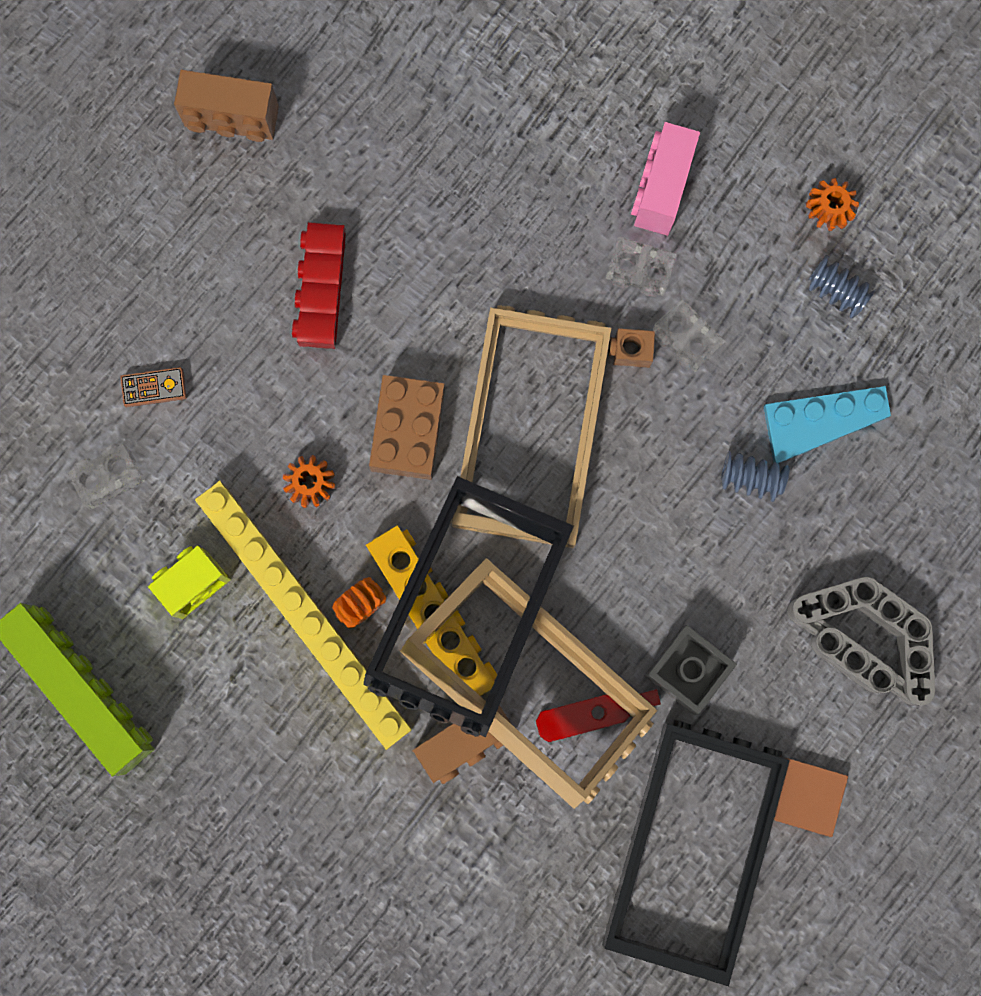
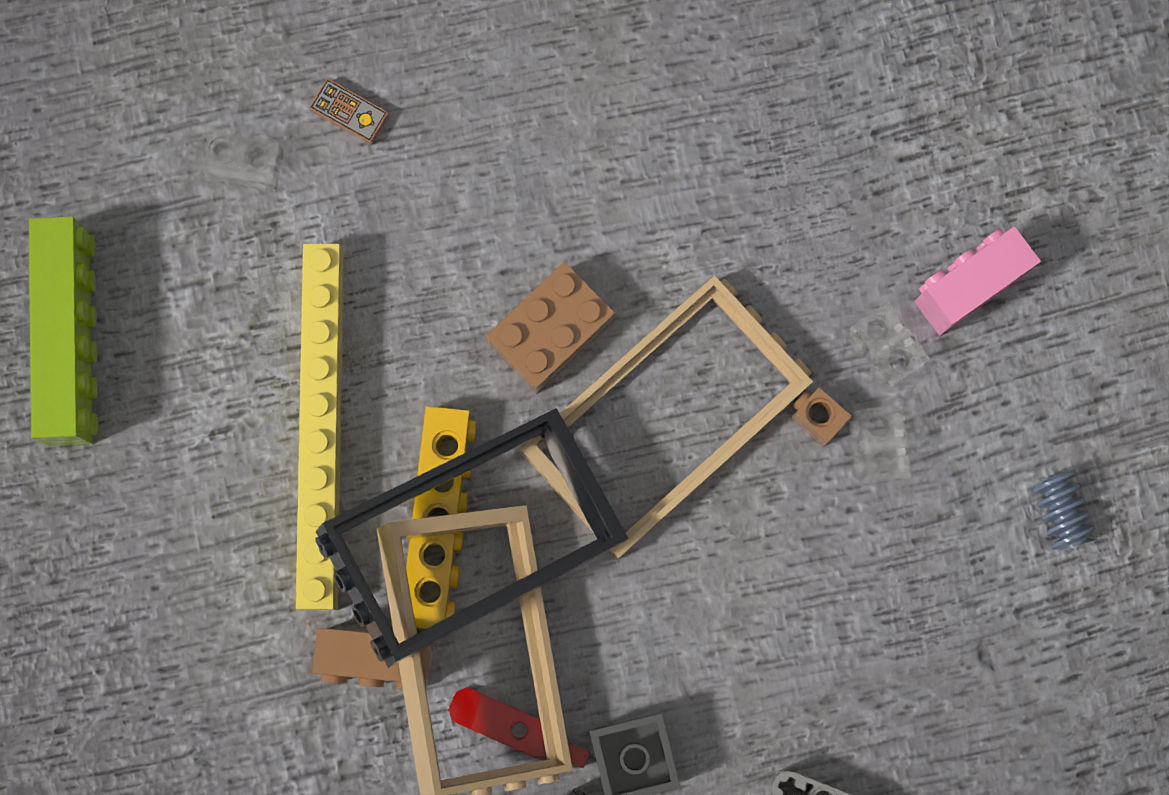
camera: 40 degrees right, 0 degrees up
(188, 582) = (239, 315): neon yellow brick -> none
(316, 472) = (409, 314): orange gear -> none
(321, 285) = (575, 134): red brick -> none
(359, 602) = (378, 455): orange gear -> none
(754, 476) = (838, 625): sand blue piece -> none
(815, 421) = (939, 619): medium azure wing -> none
(840, 196) = (1118, 412): orange gear -> none

